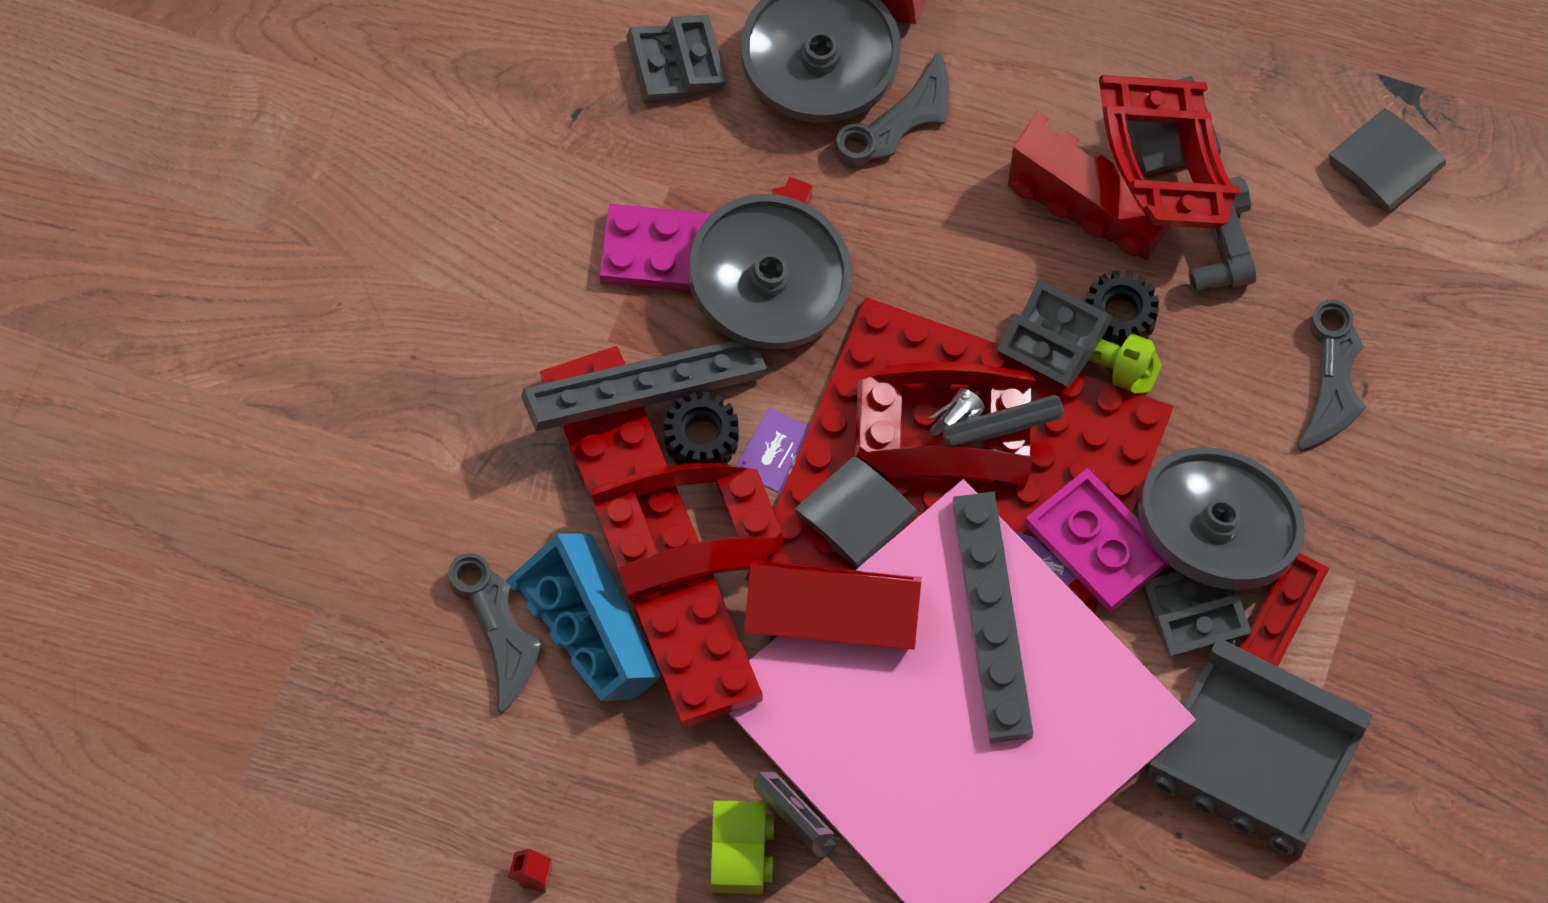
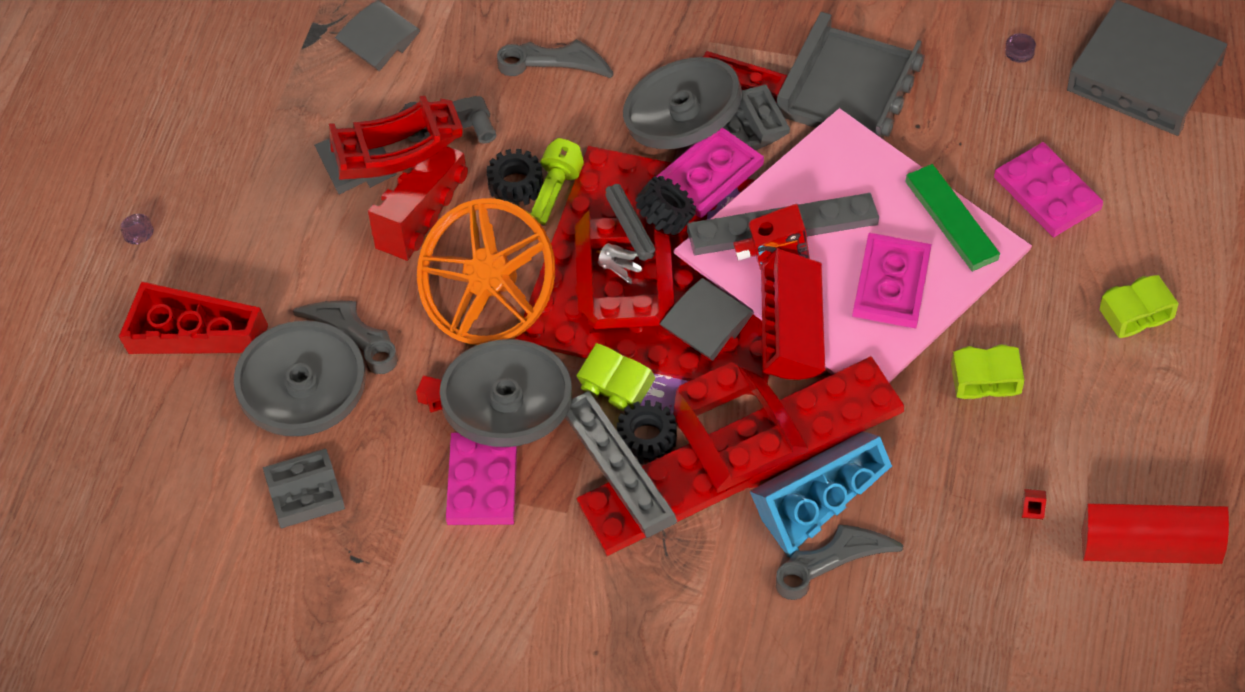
camera: 90 degrees left, 10 degrees down
(782, 400) = (615, 377): none -> lime brick
(794, 813) = (962, 327): dark grey slope -> none
(885, 739) = (892, 280): none -> dark pink plate
(946, 253) = (486, 272): none -> orange wheel
(947, 593) = (775, 230): none -> red torso
(990, 838) = (952, 217): none -> green tile
(1047, 482) = (665, 205): none -> black tyre
(1055, 333) = (549, 202): dark grey slope -> none

